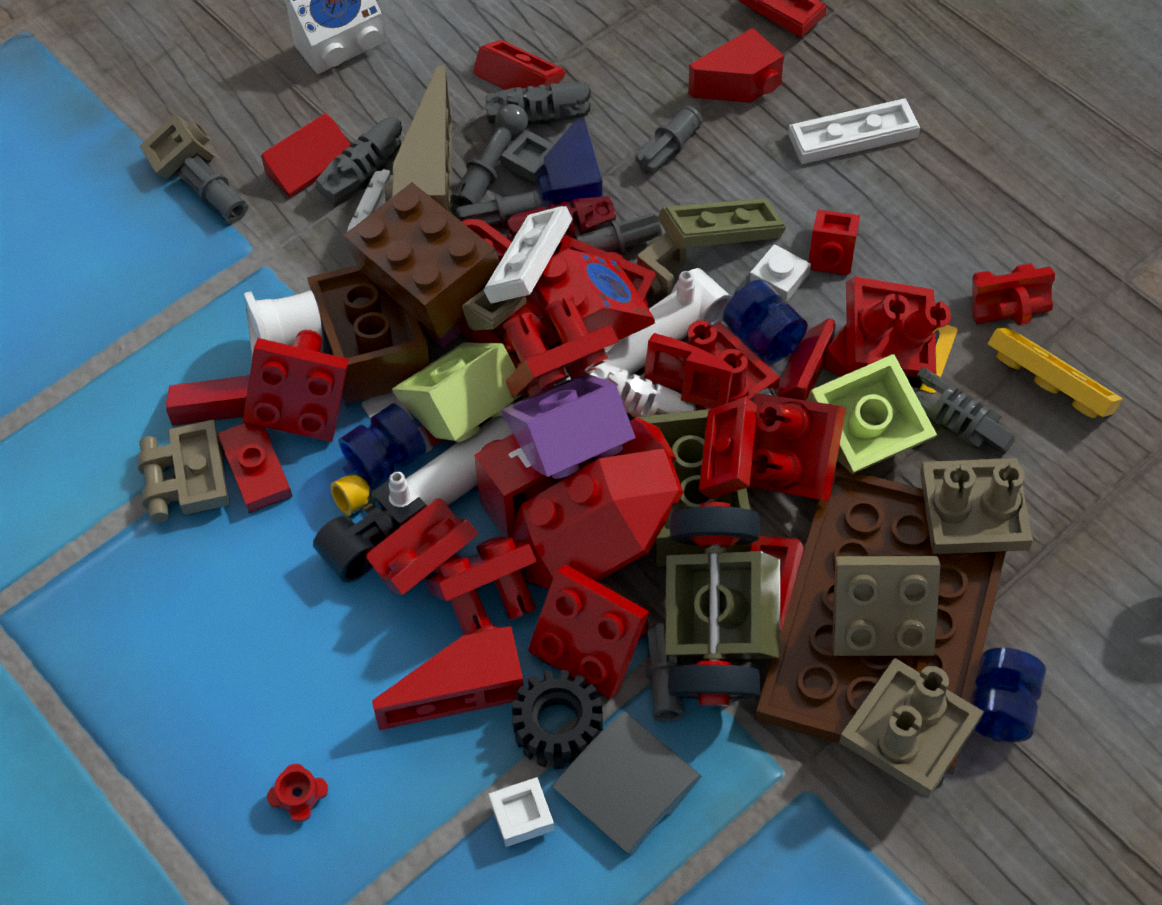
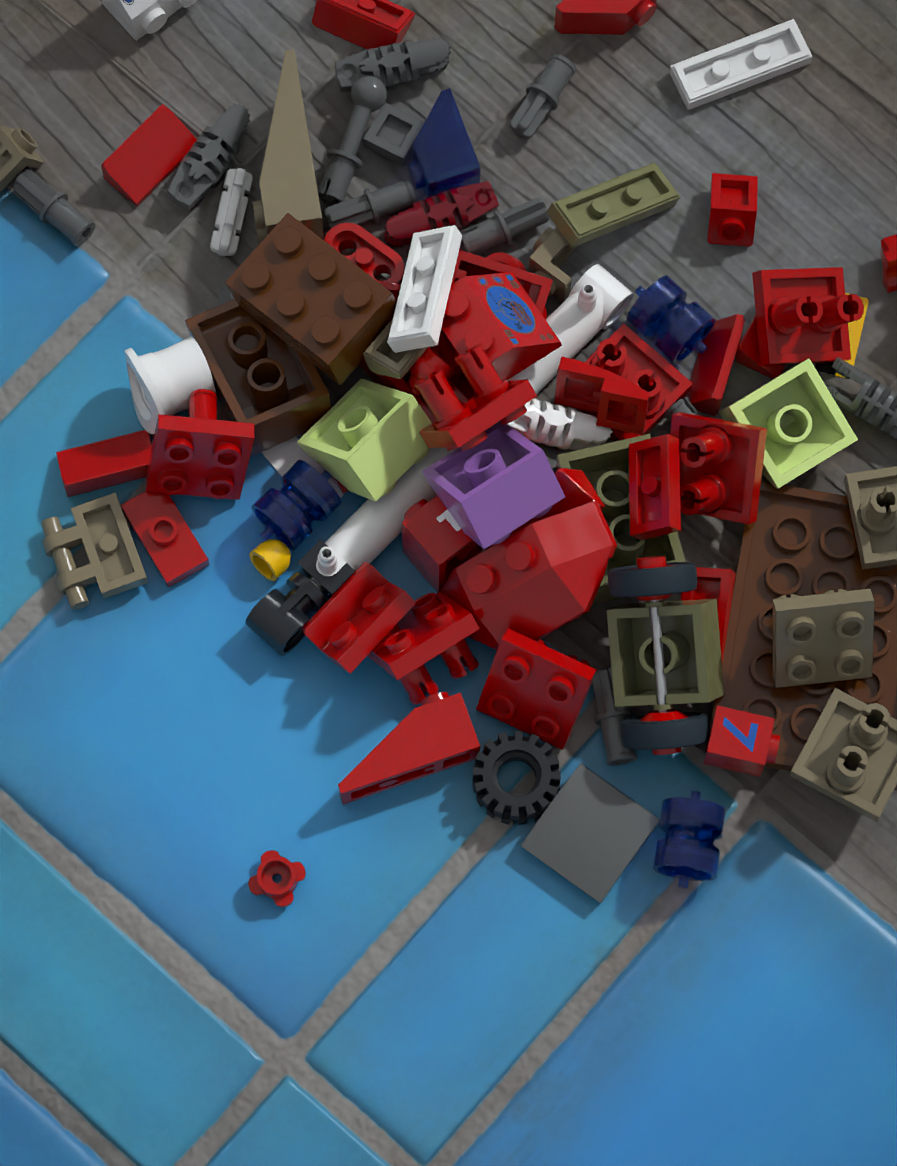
camera: 10 degrees left, 15 degrees up
(521, 812) = (495, 874): white plate -> none
(725, 805) = (689, 839): none -> clear blue wheel
(781, 271) = (679, 252): white plate -> none
(791, 700) = (741, 741): none -> red brick

